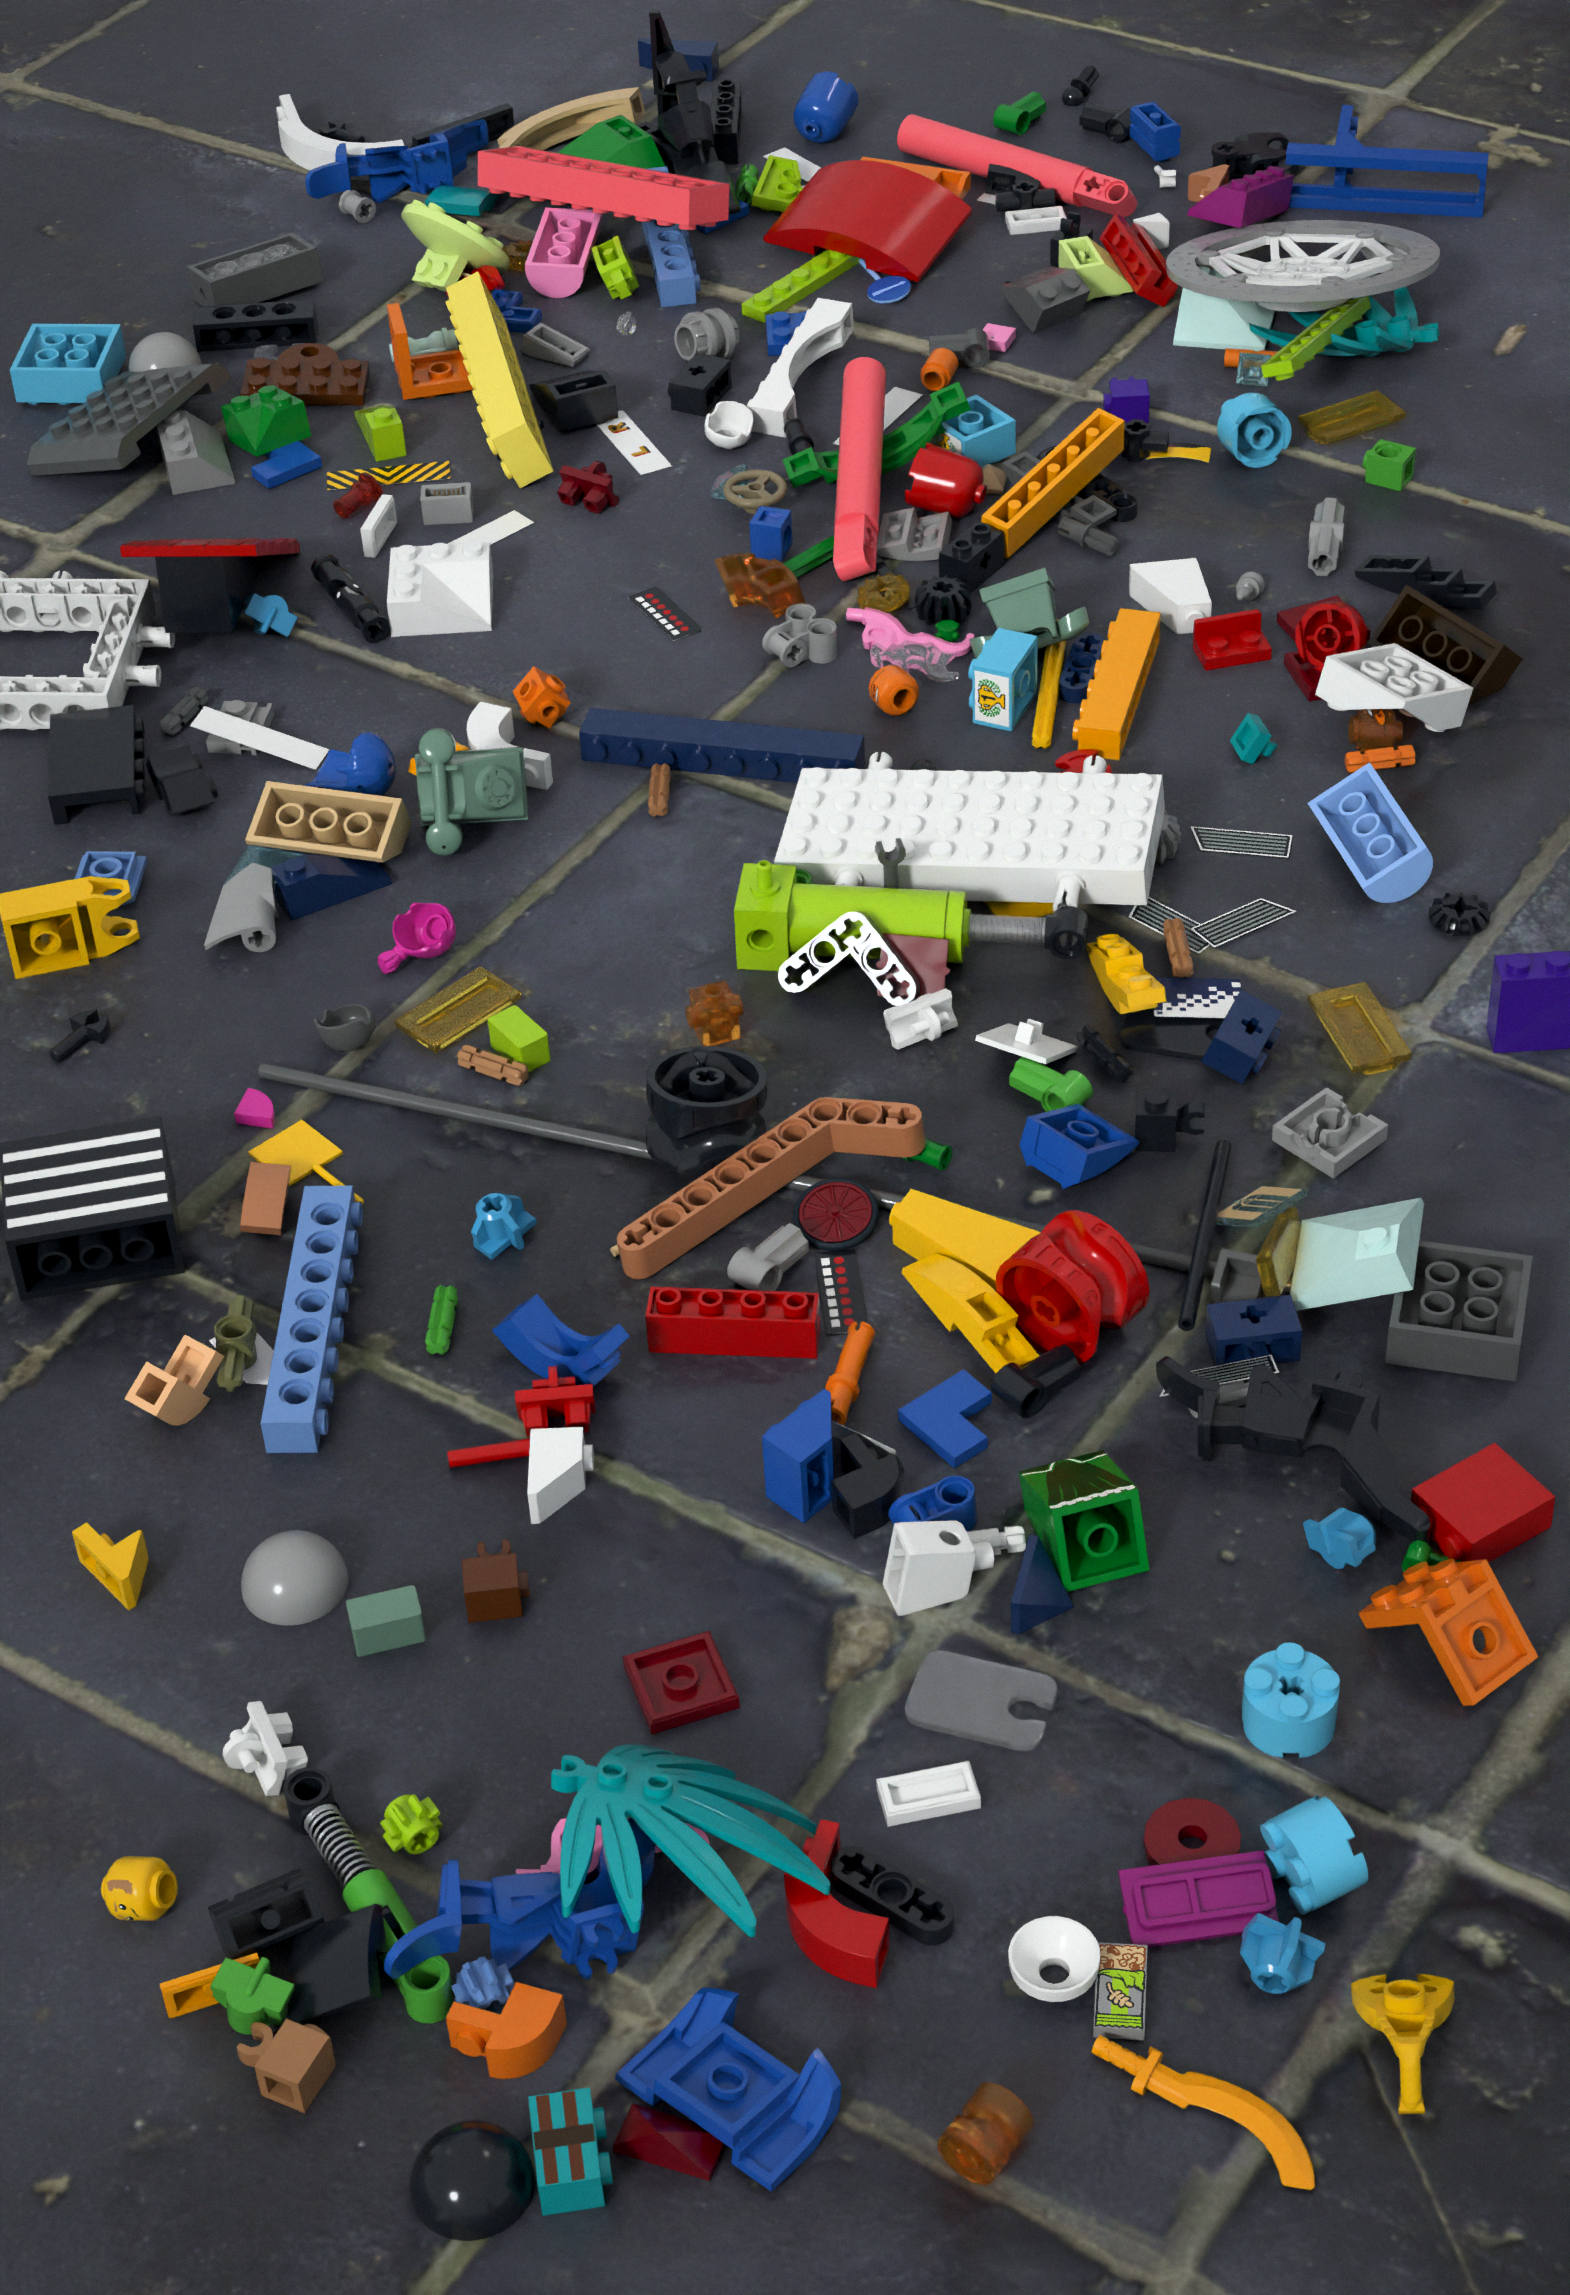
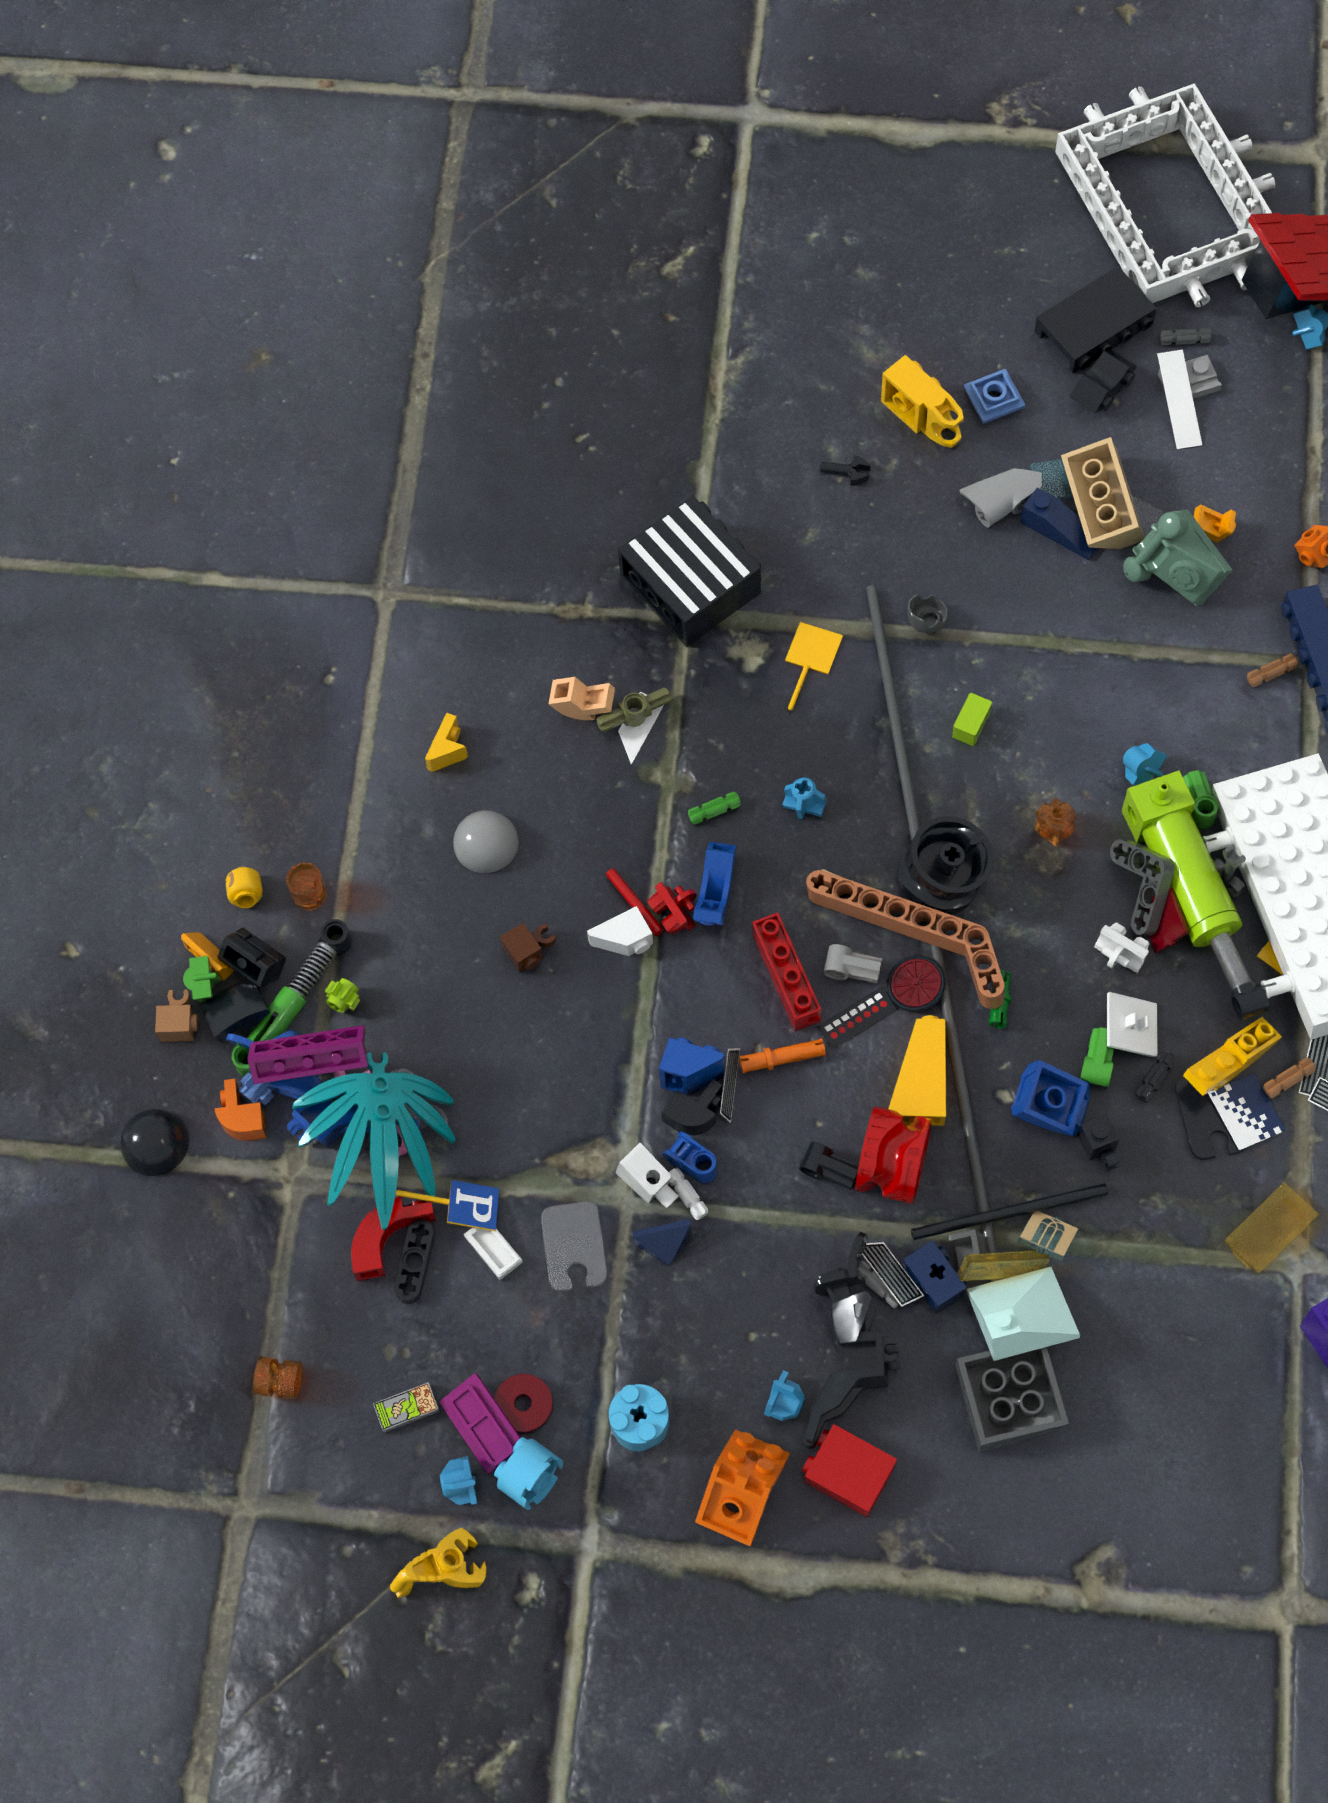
camera: 65 degrees right, 25 degrees up
(202, 1802) = (306, 886): none -> clear orange wheel
(255, 1110) = (834, 605): dark pink tile -> none
(260, 1750) = (353, 906): white hips -> none
(265, 1198) = (759, 655): nougat slope -> none
(311, 1320) = (684, 724): medium blue brick -> none
(364, 770) = (1170, 478): blue piece -> none
(385, 1620) = (473, 905): sand green piece -> none
(420, 933) = (1033, 609): dark pink hair -> none
(457, 1009) = (984, 668): clear yellow piece -> none
(492, 728) = (1255, 536): white arch -> none
(493, 1065) = (944, 716): medium nougat axle -> none
(506, 1839) = (308, 1057): none -> magenta fence
(567, 2152) = (183, 1179): teal brick -> none
(668, 2142) = (216, 1225): dark red slope -> none
(680, 1682) = (509, 1080): dark red tile -> none
(695, 919) = (1143, 763): none -> dark azure piece
(736, 2088) = (253, 1240): blue piece -> none
(846, 1785) = (468, 1204): none -> blue piece
(942, 1416) = (776, 1123): blue tile -> none
(973, 1306) = (861, 1102): yellow slope -> none
(1059, 1943) = (398, 1350): white piece -> none
(1086, 1519) = (726, 1242): green slope -> none
(1221, 2097) = (362, 1492): light orange sword -> none
(1242, 1036) = (1226, 1154): dark blue brick -> none
(1342, 1136) = (1133, 1263): light grey brick -> none
(1421, 1552) = (797, 1448): green hand -> none

